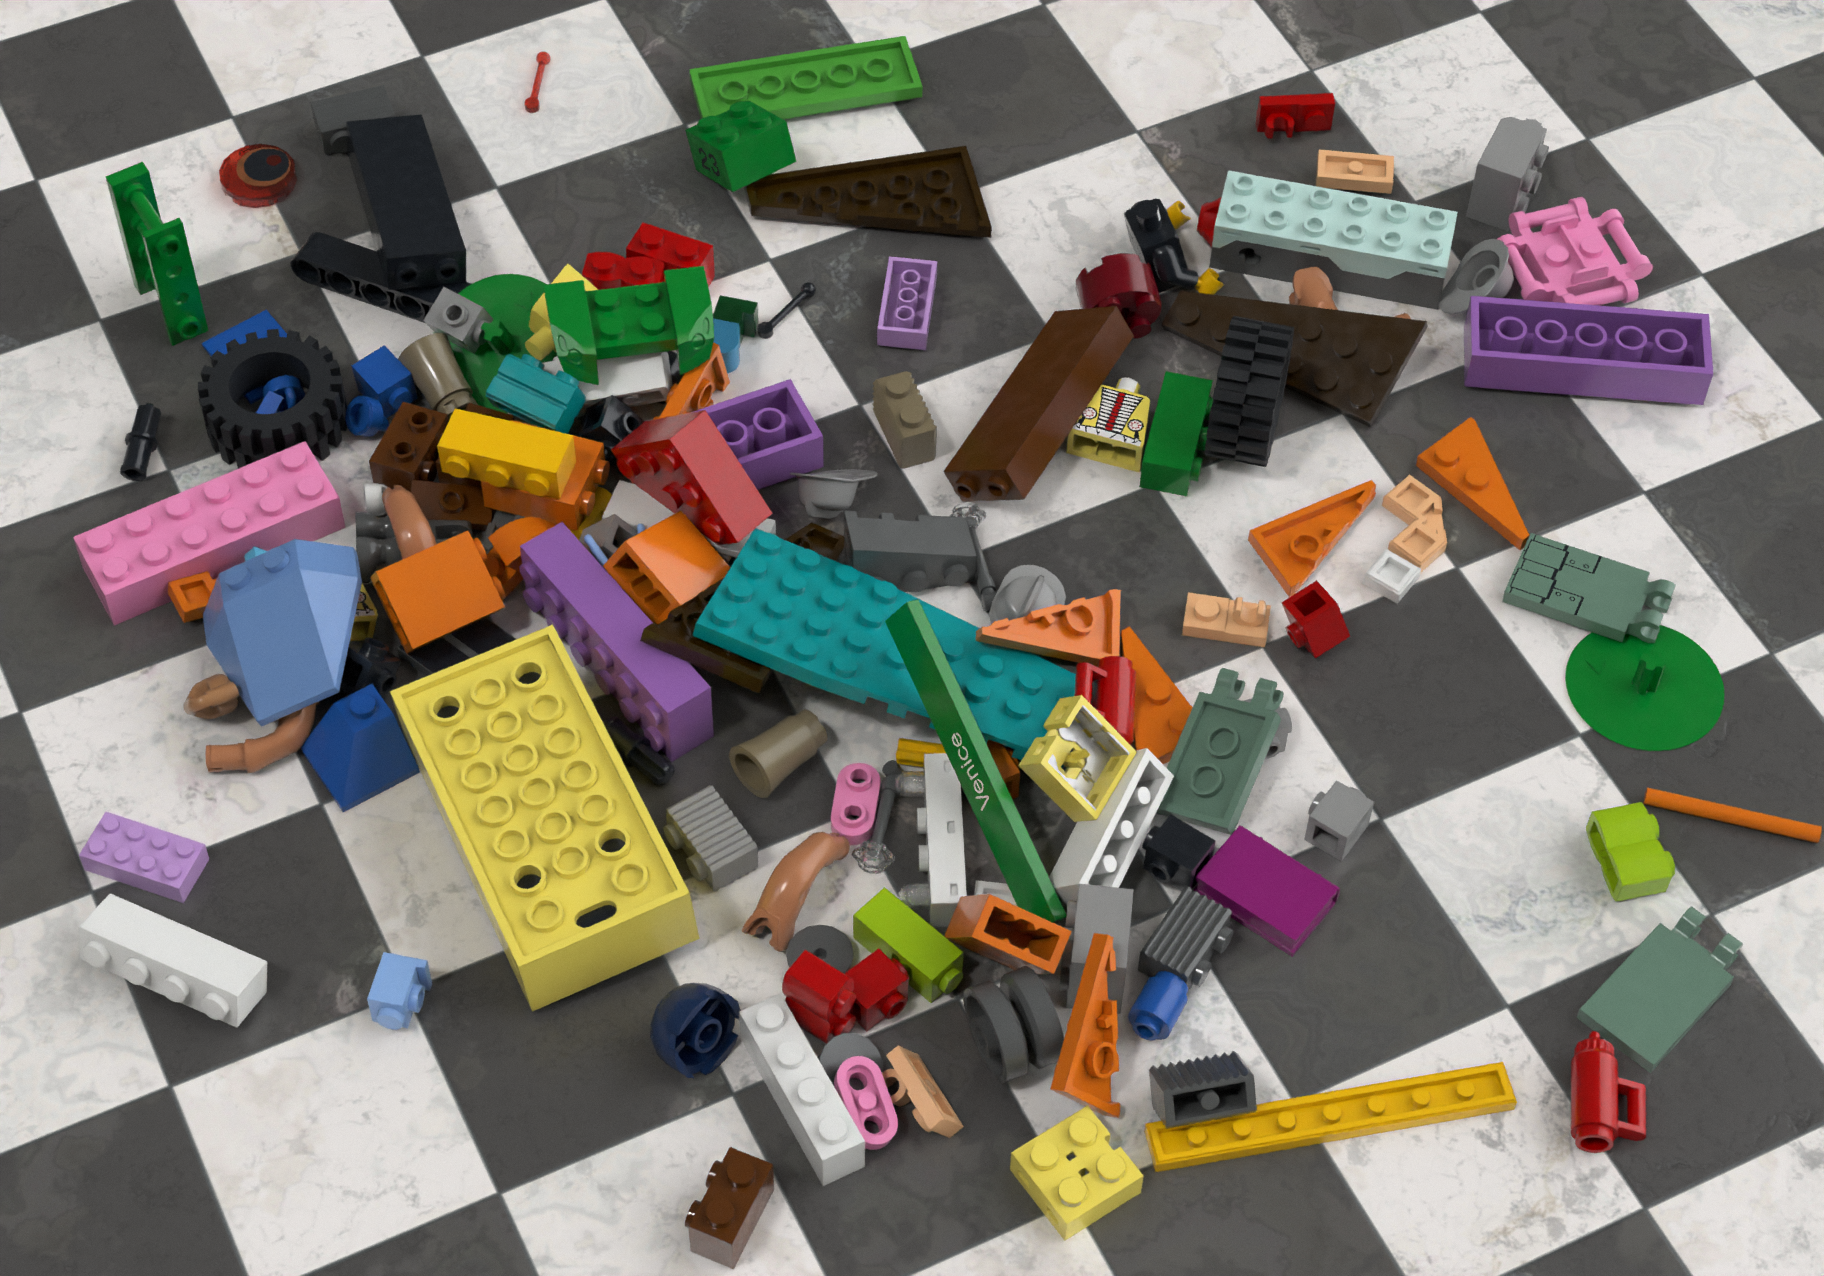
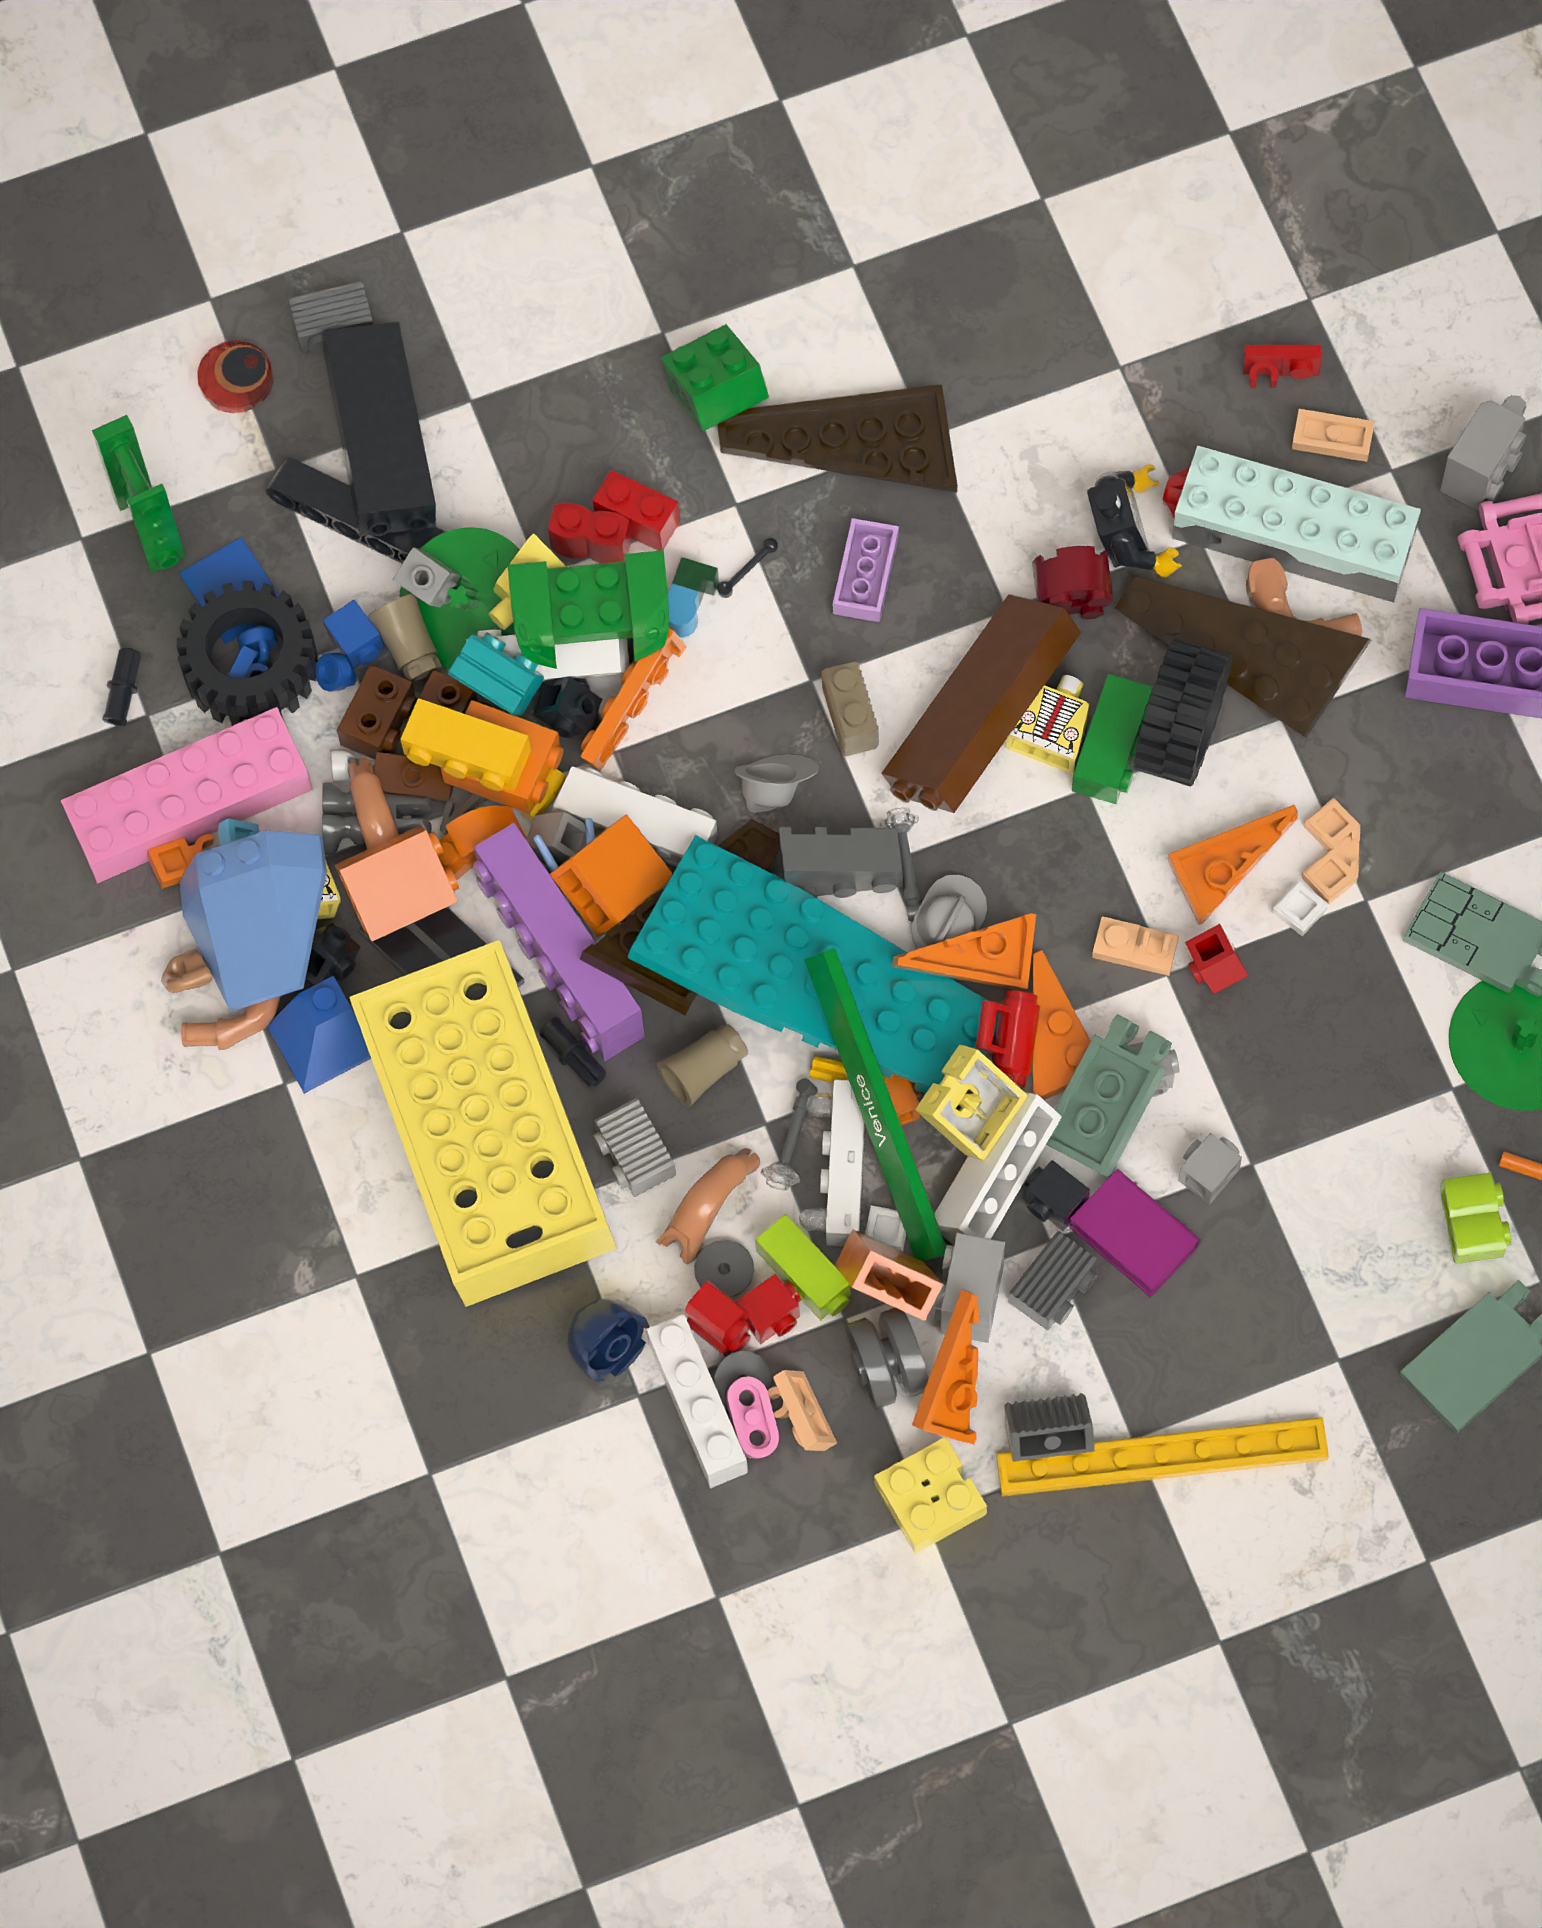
camera: 10 degrees right, 15 degrees up
(144, 857) = (126, 1130): lavender piece -> none
(173, 960) = (151, 1239): white brick -> none
(398, 990) = (348, 1281): light blue brick -> none
(532, 103) = (510, 300): clear red hinge -> none
(693, 471) = (638, 779): red brick -> none
(730, 1207) = (627, 1507): reddish brown brick -> none
(770, 433) = (700, 727): medium lavender brick -> none
(812, 80) = (789, 292): bright green plate -> none
(856, 800) = (770, 1116): bright pink plate -> none
(1158, 1006) = (1021, 1342): blue brick -> none
(1469, 473) = (1392, 797): orange wing -> none
(1480, 273) = (1435, 580): light grey piece -> none
(1595, 1098) = (1400, 1455): red piece -> none

